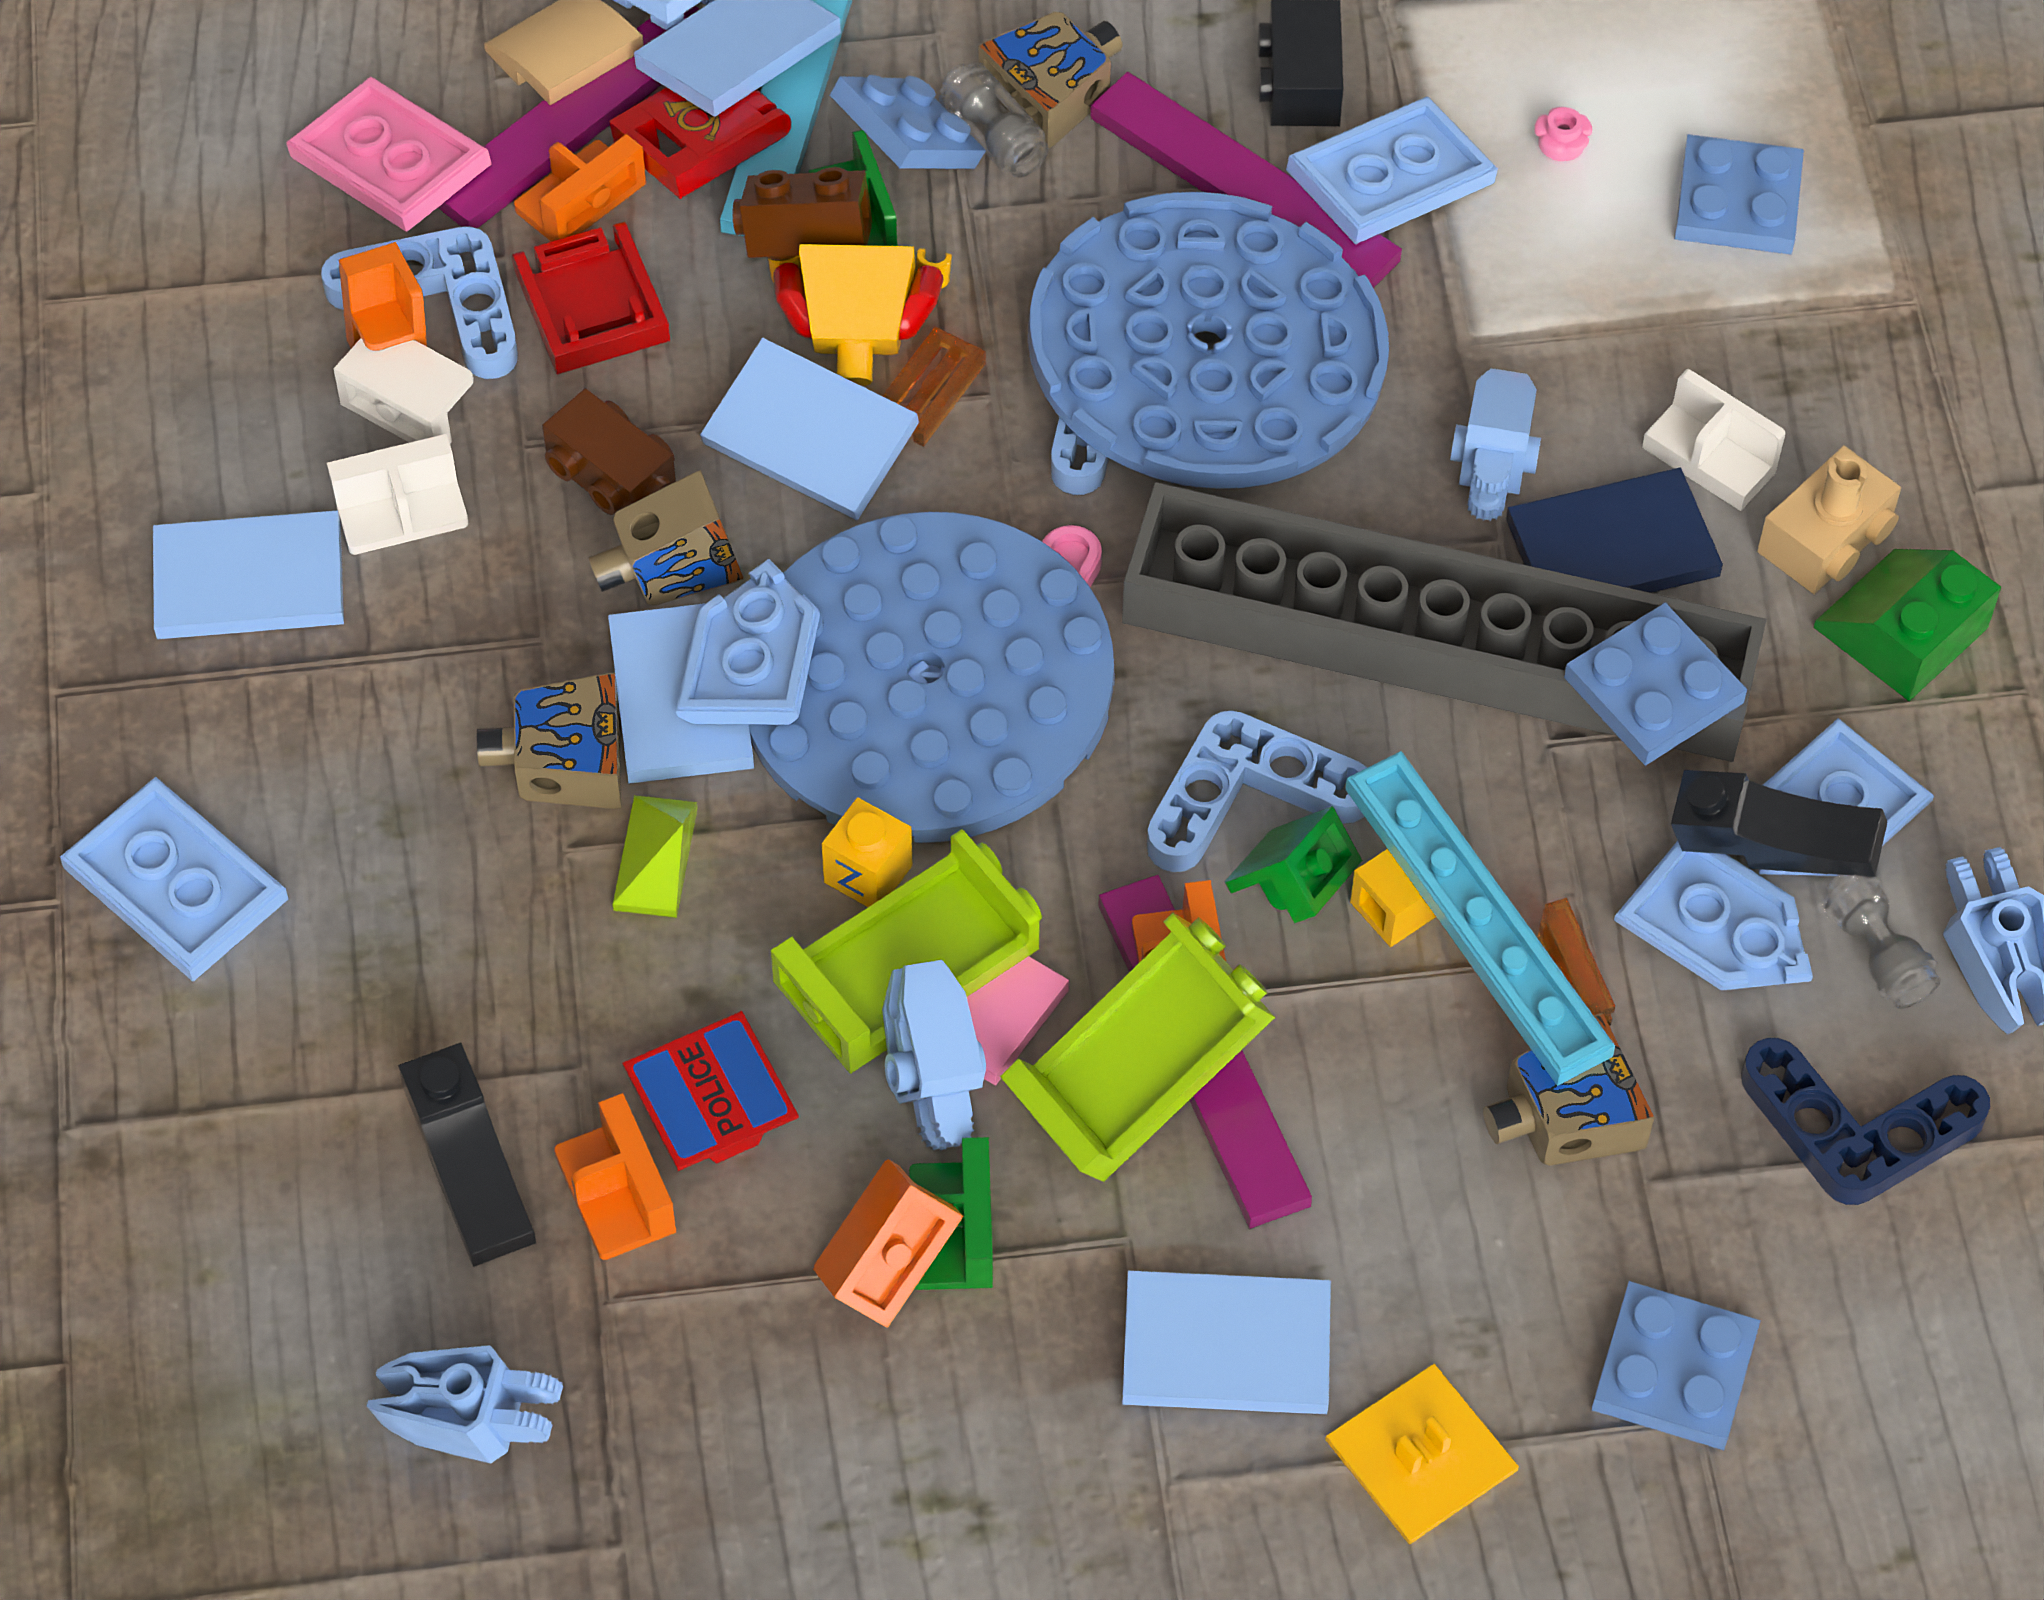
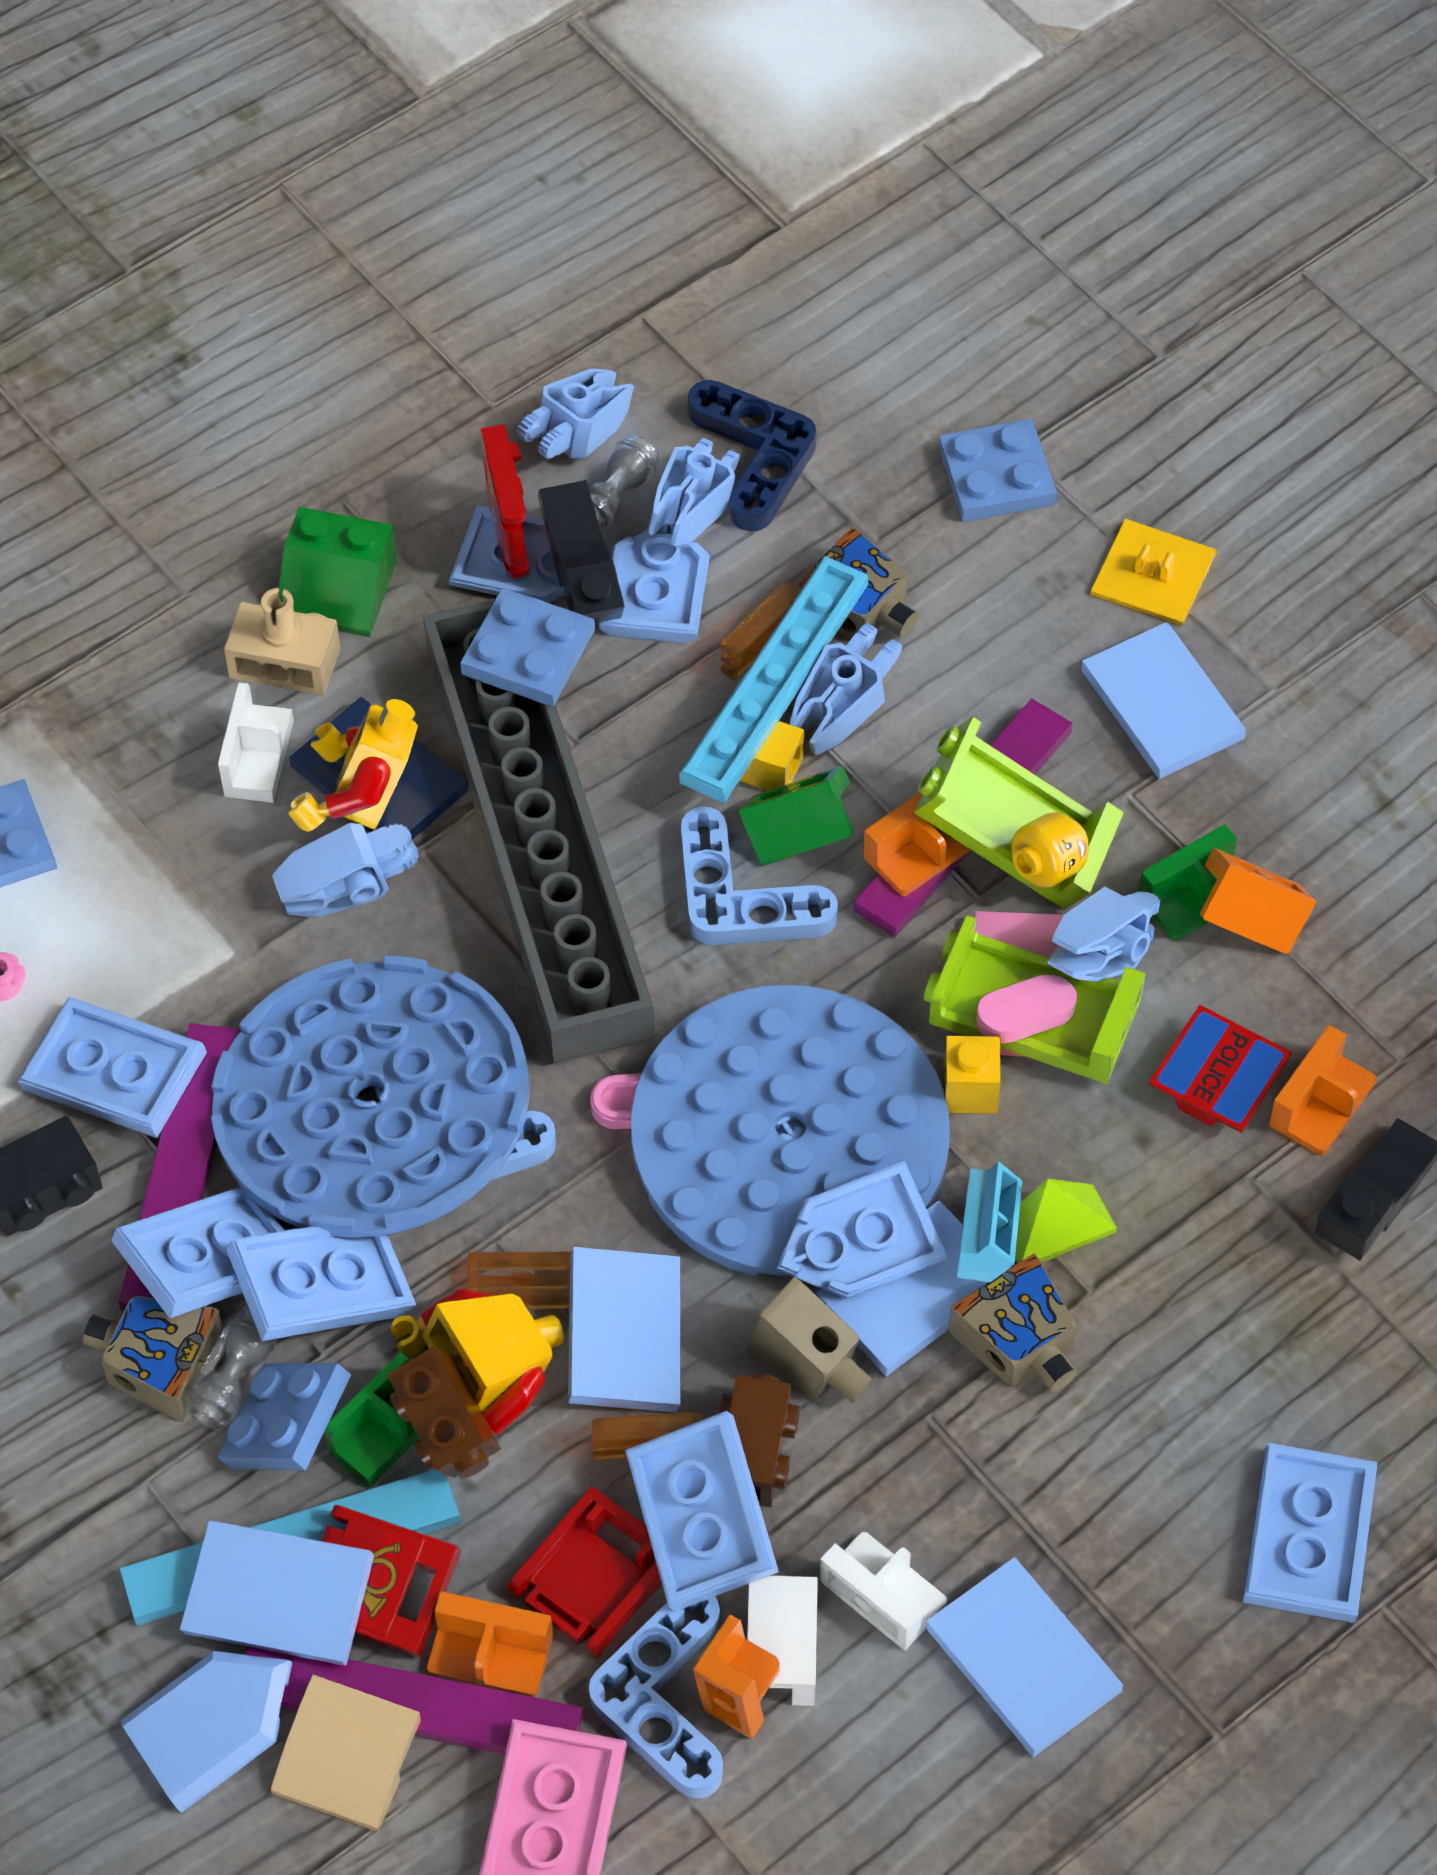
camera: 120 degrees left, 0 degrees up
(560, 360) = (701, 1511): none -> light blue tile
(683, 759) = (989, 1223): none -> medium azure piece
(685, 386) = (621, 1433): none -> clear orange tile
(897, 923) = (1026, 1008): none -> bright pink tile
(1027, 199) = (318, 1281): none -> light blue tile
(1064, 1040) = (1049, 849): none -> yellow head
(1117, 130) = (184, 1249): none -> light blue tile
(1437, 998) = (843, 689): none -> light blue hinge
(1586, 472) = (369, 770): none -> torso
(1814, 992) = (693, 491): none -> light blue hinge
(1881, 765) = (505, 498): none -> red container

